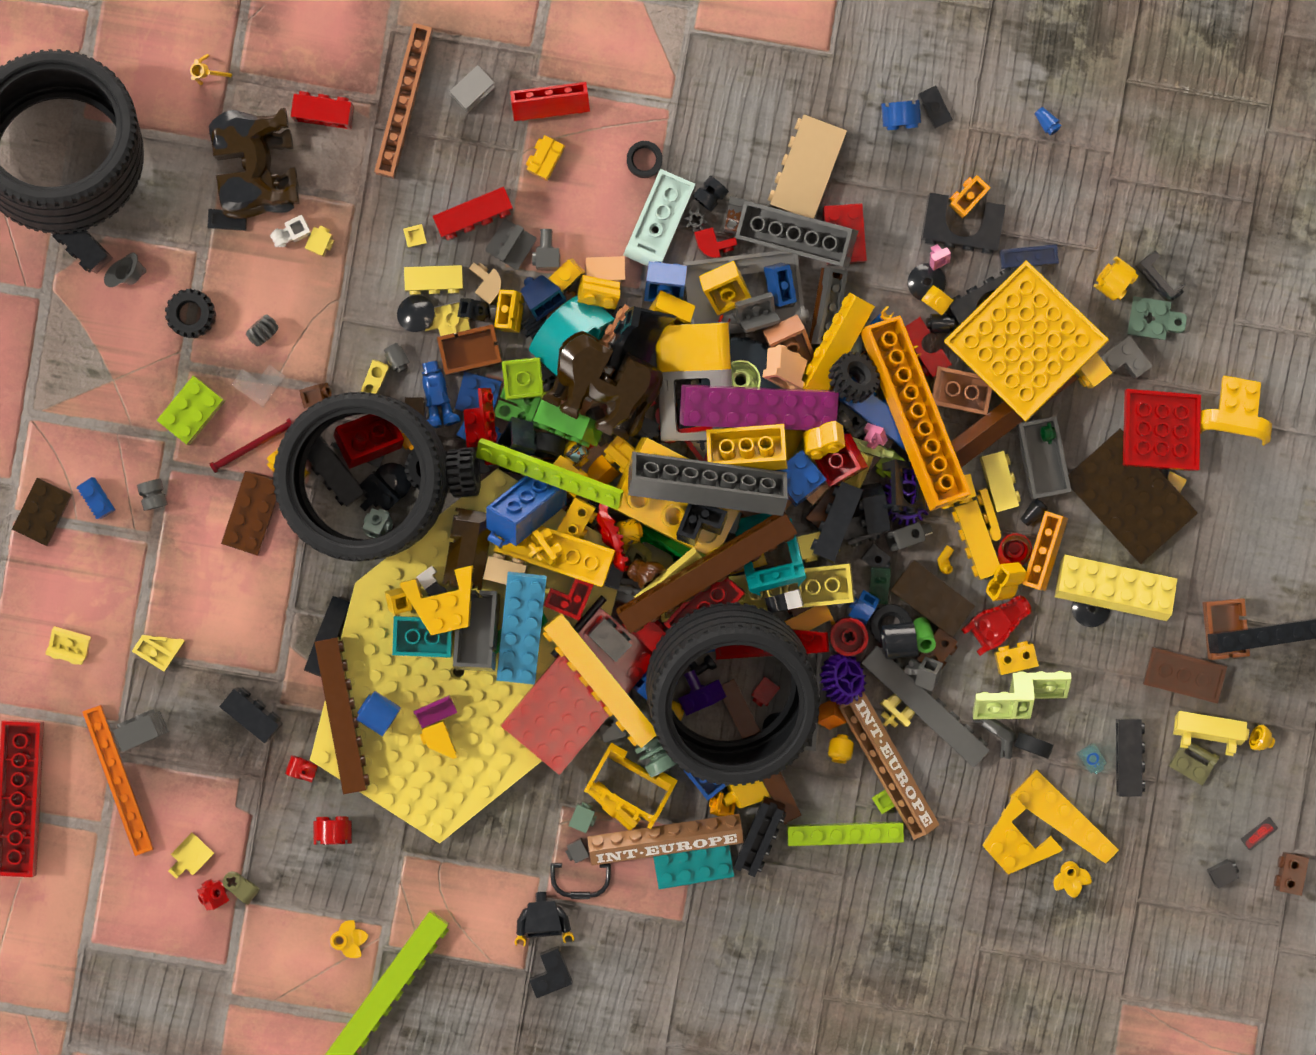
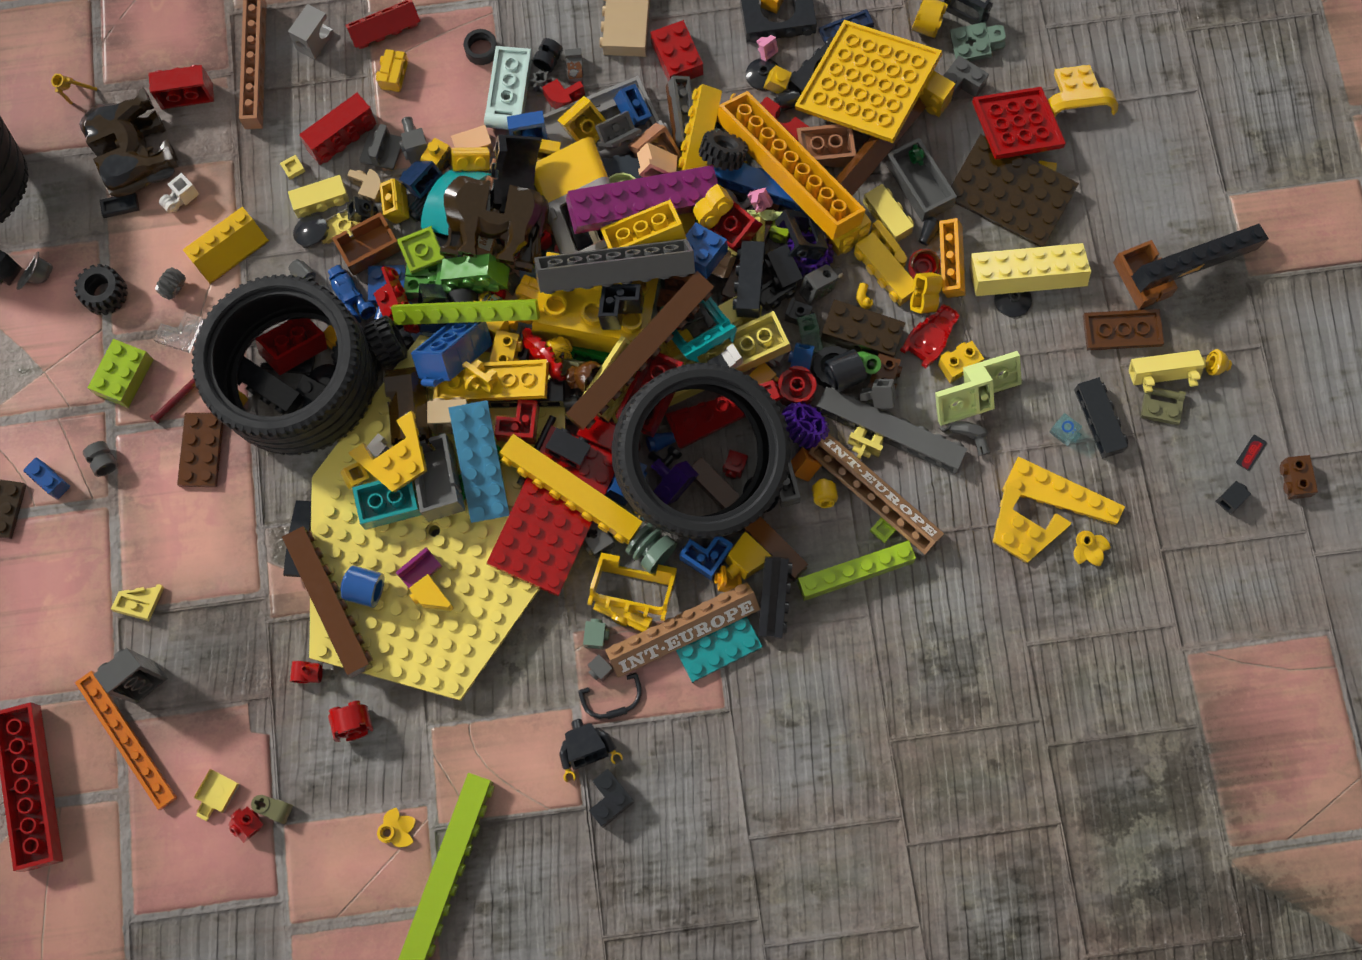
camera: 10 degrees left, 15 degrees down
(68, 646) = (48, 623): light yellow bracket -> none
(251, 714) = (241, 631): black brick -> none
(320, 241) = (206, 196): light yellow brick -> none
(327, 303) = (226, 245): none -> yellow slope
(796, 234) = (633, 57): dark grey brick -> none
(1034, 745) = (1007, 431): black tyre -> none

